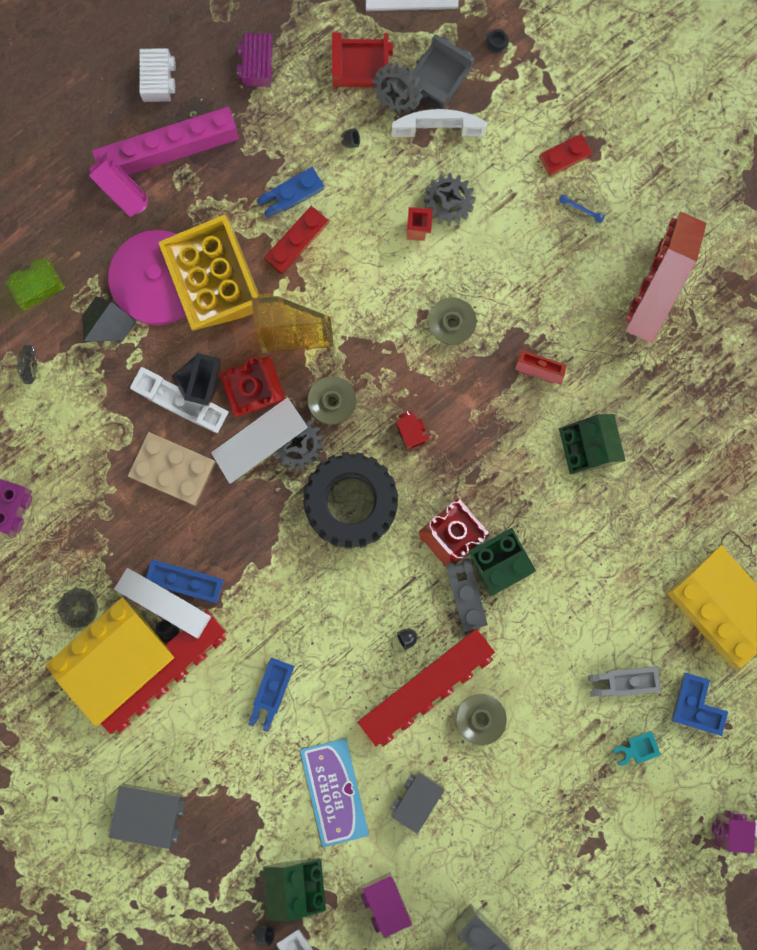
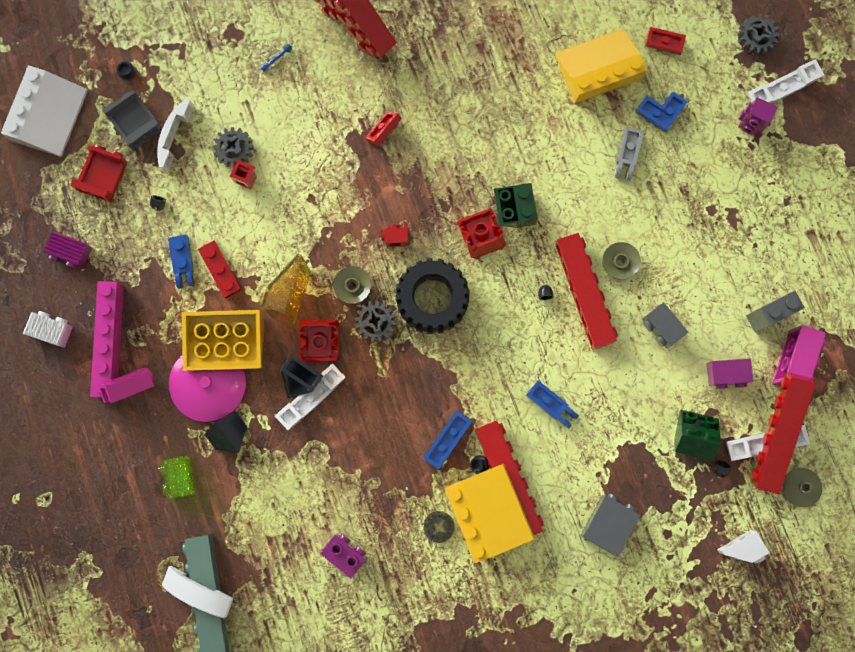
camera: 65 degrees left, 0 degrees up
(27, 364) = (239, 502): clear smoke gear -> none
(162, 603) = (458, 460): white slope -> none
(172, 469) = (359, 421): tan plate -> none
(259, 440) = (362, 348): white sticker -> none
(334, 792) = (637, 384): sticker -> none
(397, 88) = (134, 152): dark grey gear -> none
(456, 310) = (321, 170): olive dish -> none
(466, 595) = (529, 239): dark grey plate -> none
(565, 155) = (231, 54): red plate -> none
(592, 443) = (452, 113): dark green slope -> none
(641, 747) = (677, 159): teal plate -> none

